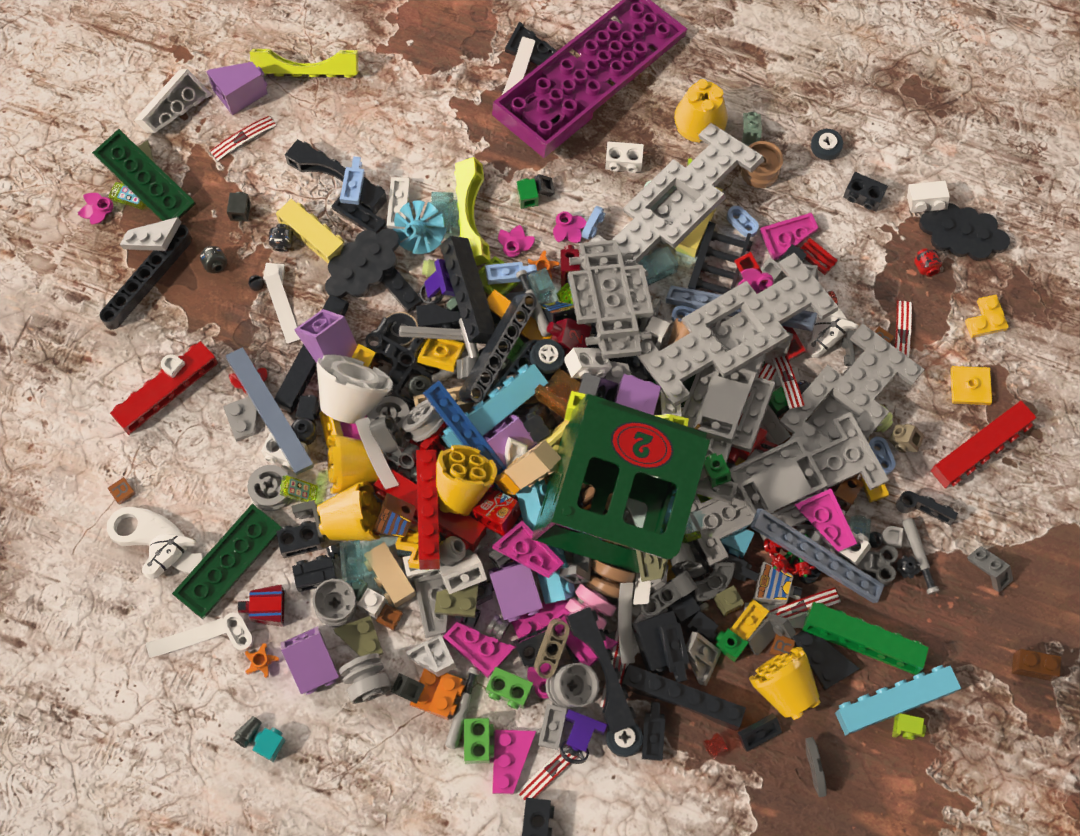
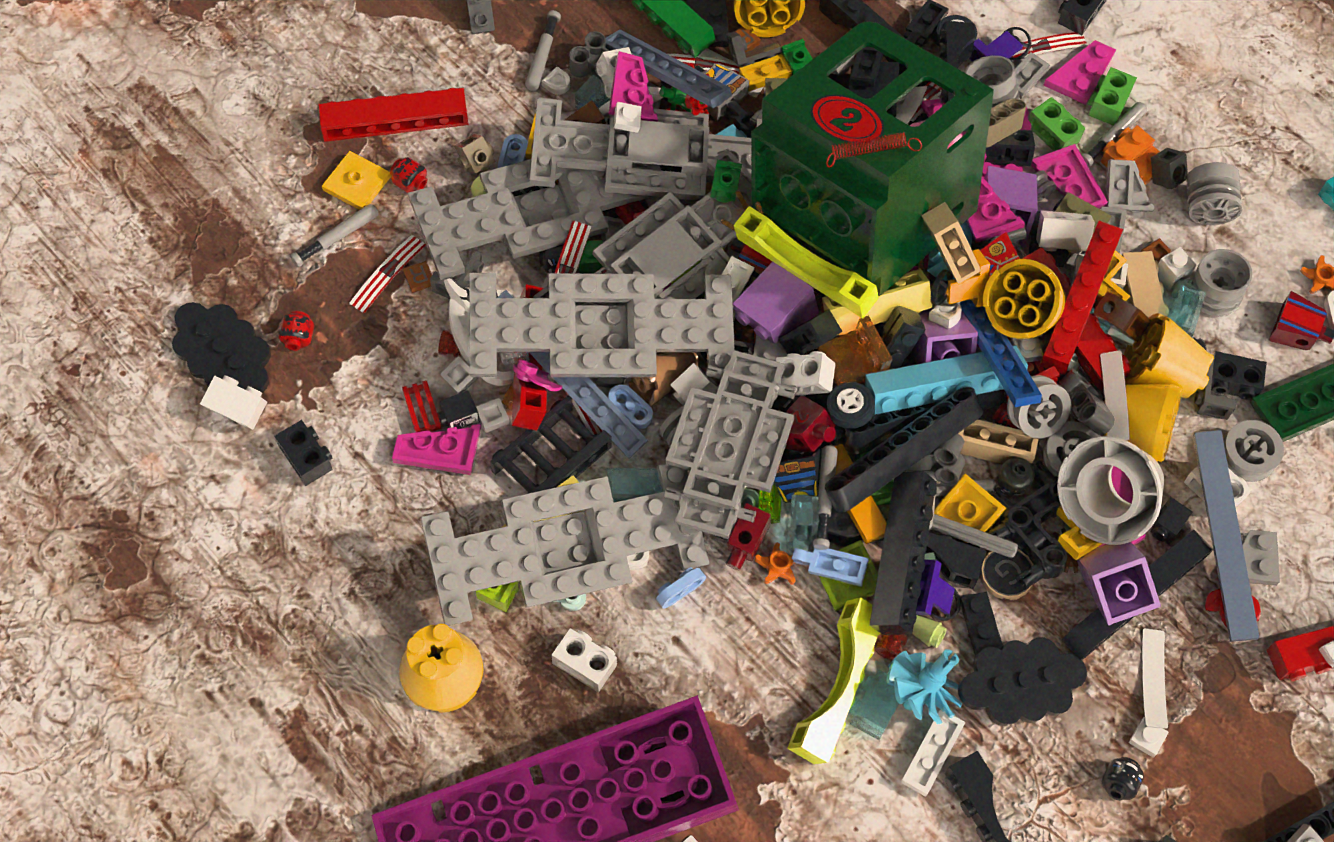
camera: 155 degrees left, 5 degrees down
(213, 259) = (1231, 793): pearl dark grey head -> none
(257, 284) = (1178, 741): black hinge -> none
(298, 489) = (1230, 424): tile -> none
(304, 430) = (1187, 491): black head -> none
(309, 661) = (1271, 246): medium lavender slope -> none
(310, 231) = (1076, 769): light yellow brick -> none
(311, 574) = (1230, 331): black brick -> none
(352, 182) = (993, 795): light blue plate -> none
(359, 216) = (1006, 775): black plate -> none
(360, 636) = (1195, 240): olive wing -> none
(452, 550) = (1068, 254): light grey head -> none
(515, 239) = (795, 622): dark pink plate -> none
(527, 193) = (746, 674): green brick -> none
(544, 185) = (717, 674): black plate -> none
(570, 229) = (715, 599): dark pink plate -> none
(612, 417) = (834, 154): none -> red piece
(744, 221) = (485, 495): light blue plate -> none
(751, 128) = (383, 615): sand green bracket -> none
(769, 170) = (406, 550): medium nougat wheel -> none
(815, 486) = (627, 117): none -> white plate
(822, 149) = (303, 552): black wheel -> none
(872, 540) = (575, 81): black hinge -> none
(908, 566) = (563, 44): black plant -> none
(927, 505) = (516, 97): black plate -> none
(939, 404) = (408, 174): none -> red head
(951, 348) = (343, 229): none -> light grey piece
(991, 320) = (273, 236): yellow plate -> none

